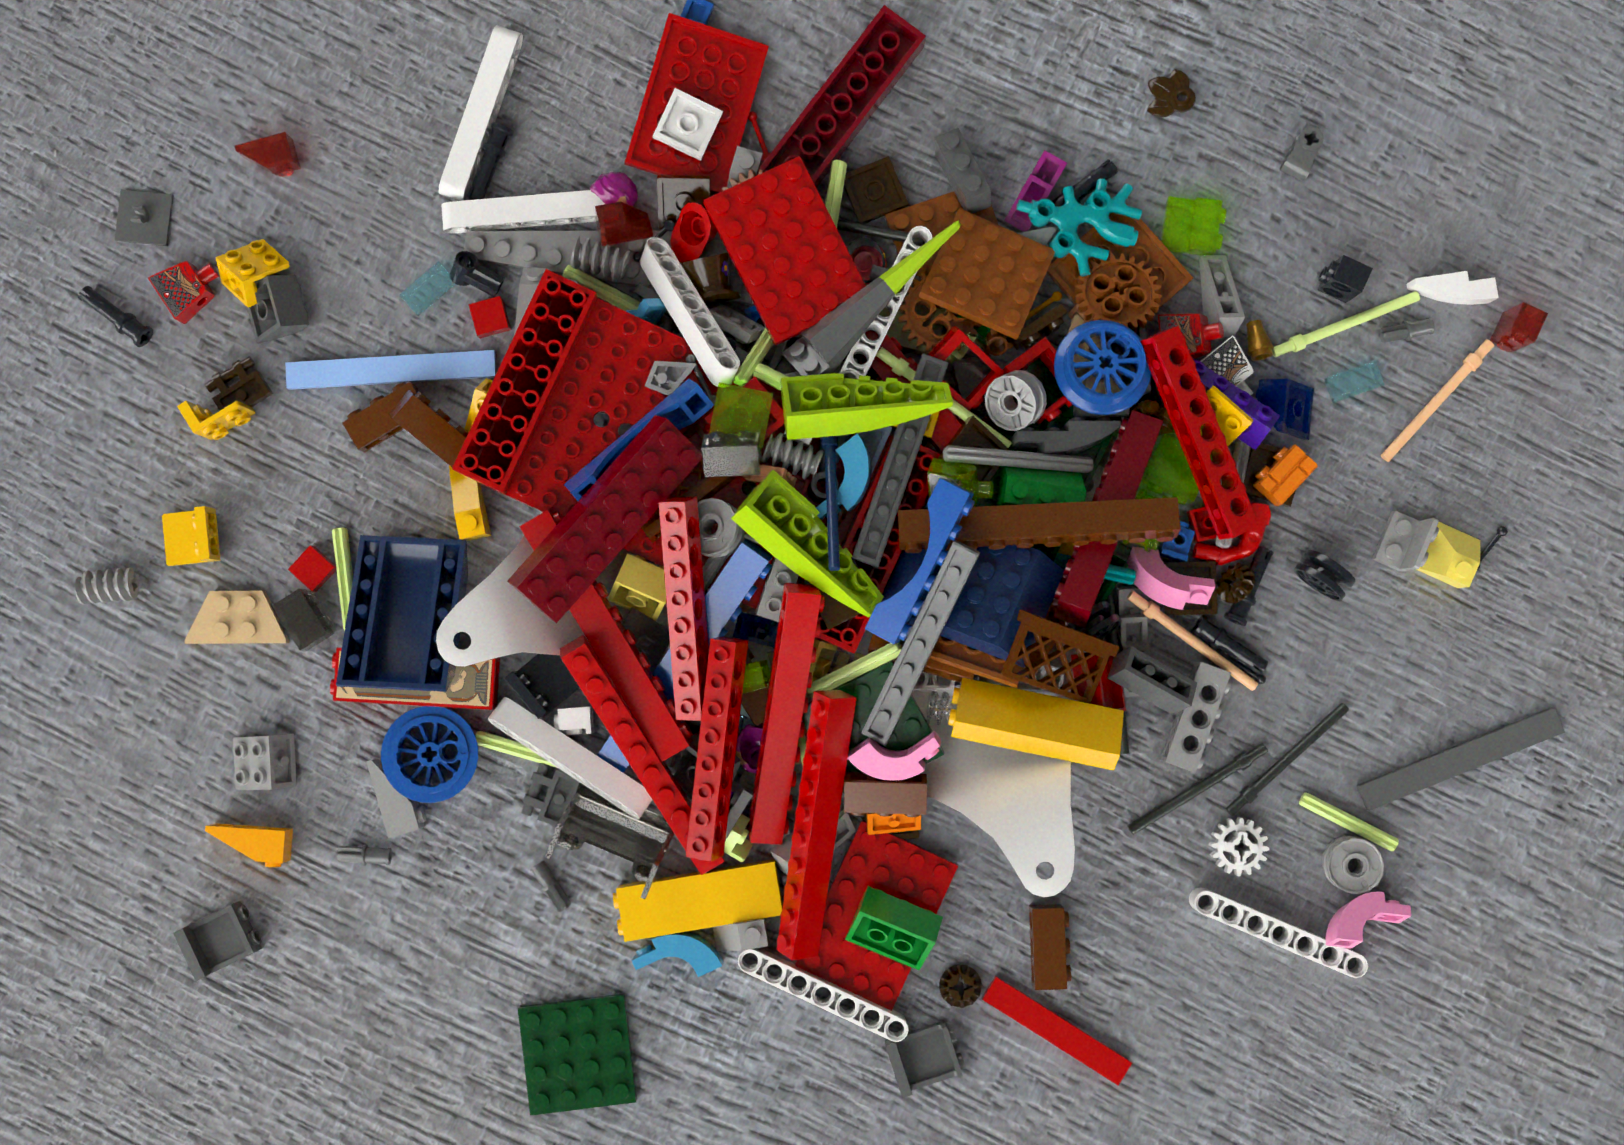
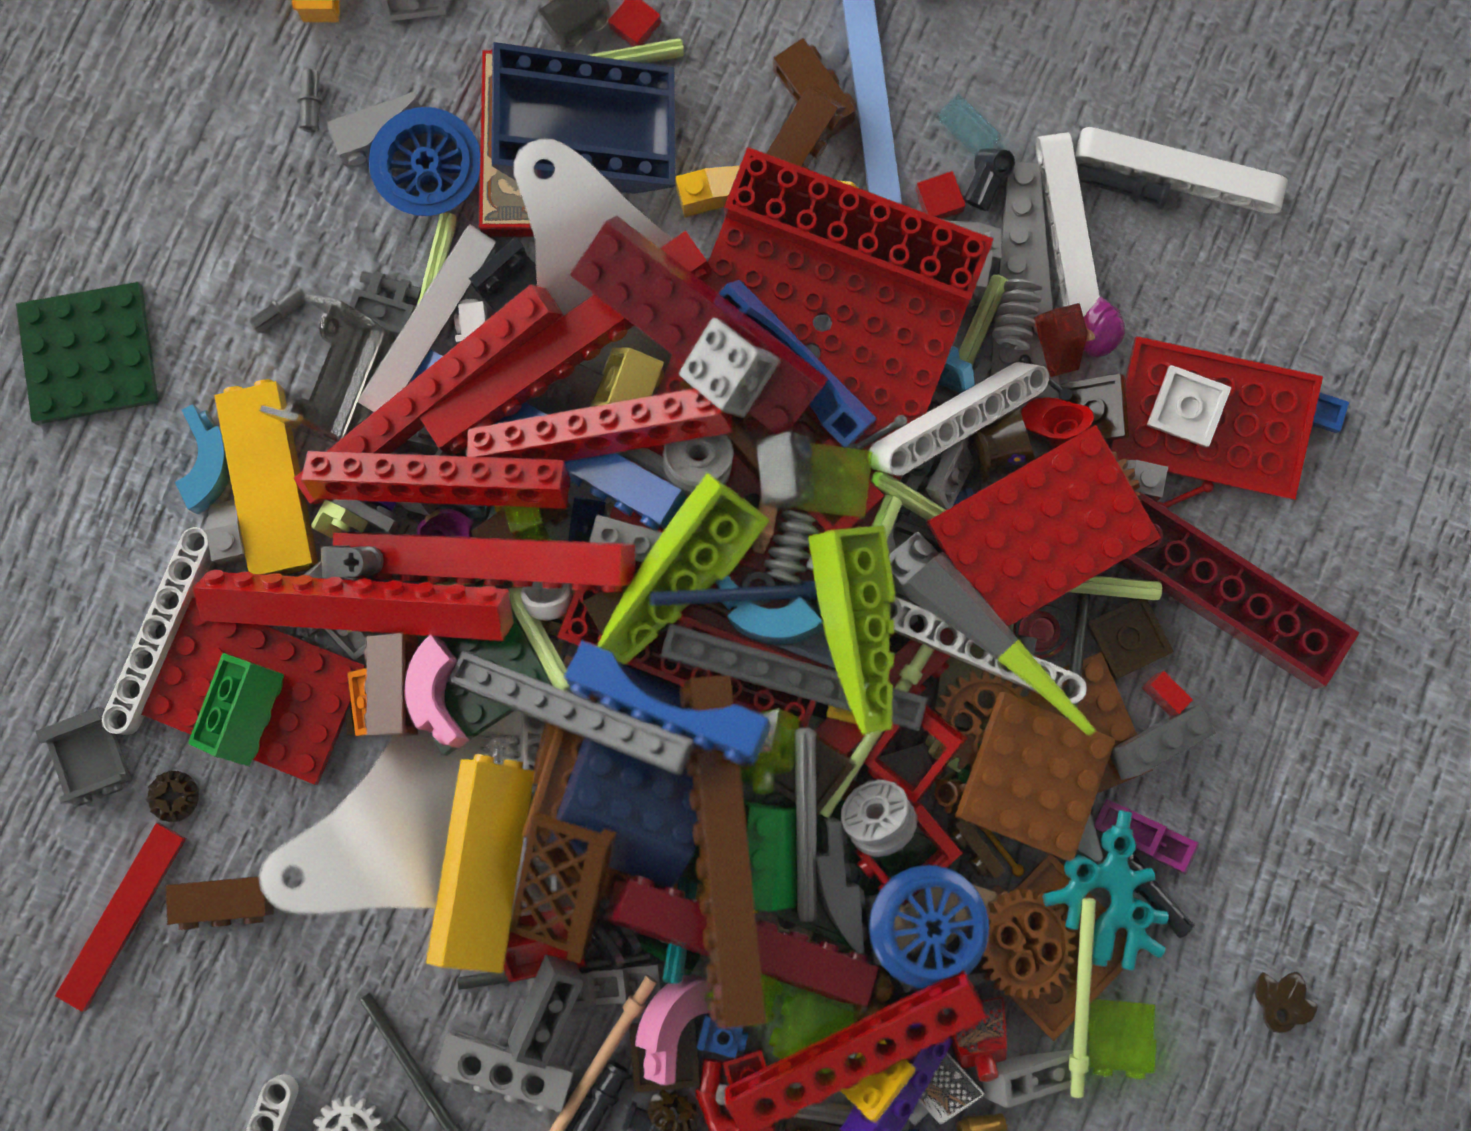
camera: 85 degrees right, 5 degrees down
(647, 494) = (728, 368): none -> light grey bracket
(668, 376) = (878, 394): light grey piece -> none
(777, 827) = (350, 561): none -> dark grey piece
(826, 662) = (546, 602): none -> white helmet
(922, 164) = (1167, 693): none -> red piece
(1210, 258) = (1079, 1060): none -> yellowish green bar

